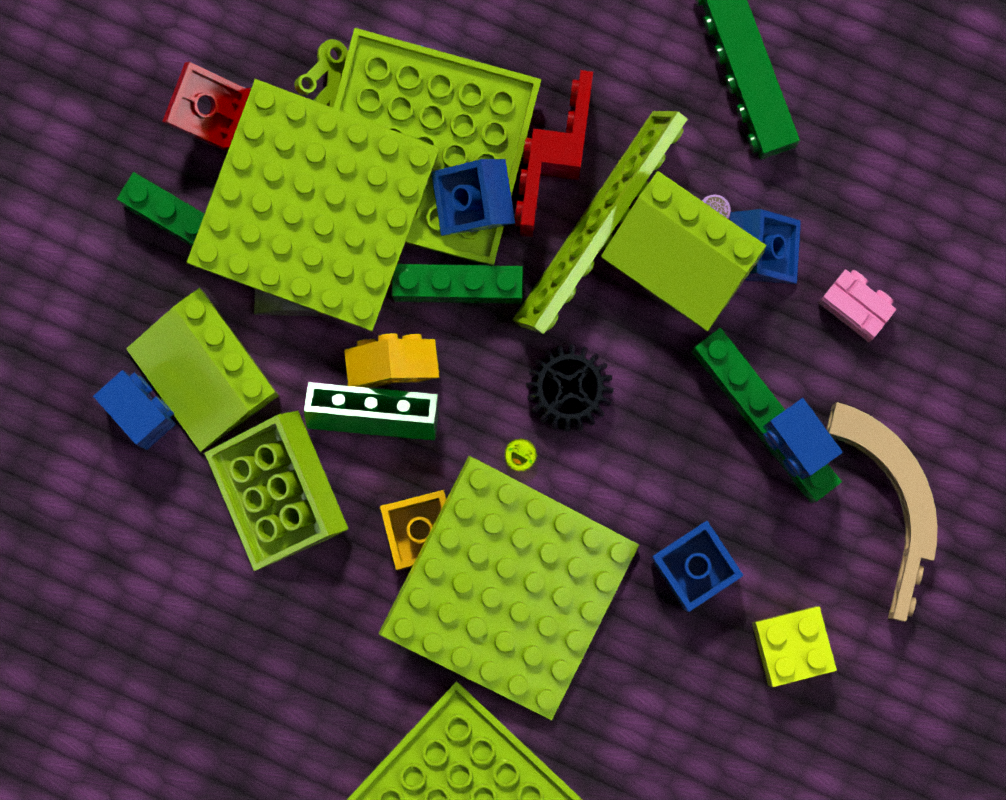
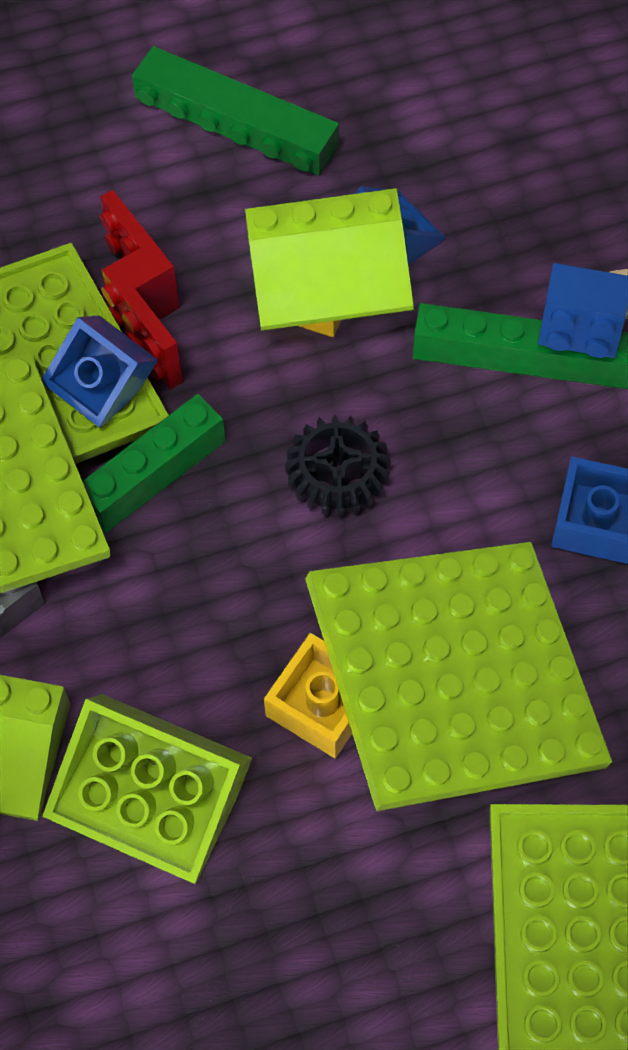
camera: 45 degrees left, 20 degrees down
(371, 411) = (174, 631): green brick -> none
(391, 360) = (149, 572): yellow brick -> none
(520, 455) = (348, 554): clear neon green tile -> none
(599, 220) = (232, 315): lime plate -> none
(858, 304) = (513, 208): bright pink brick -> none

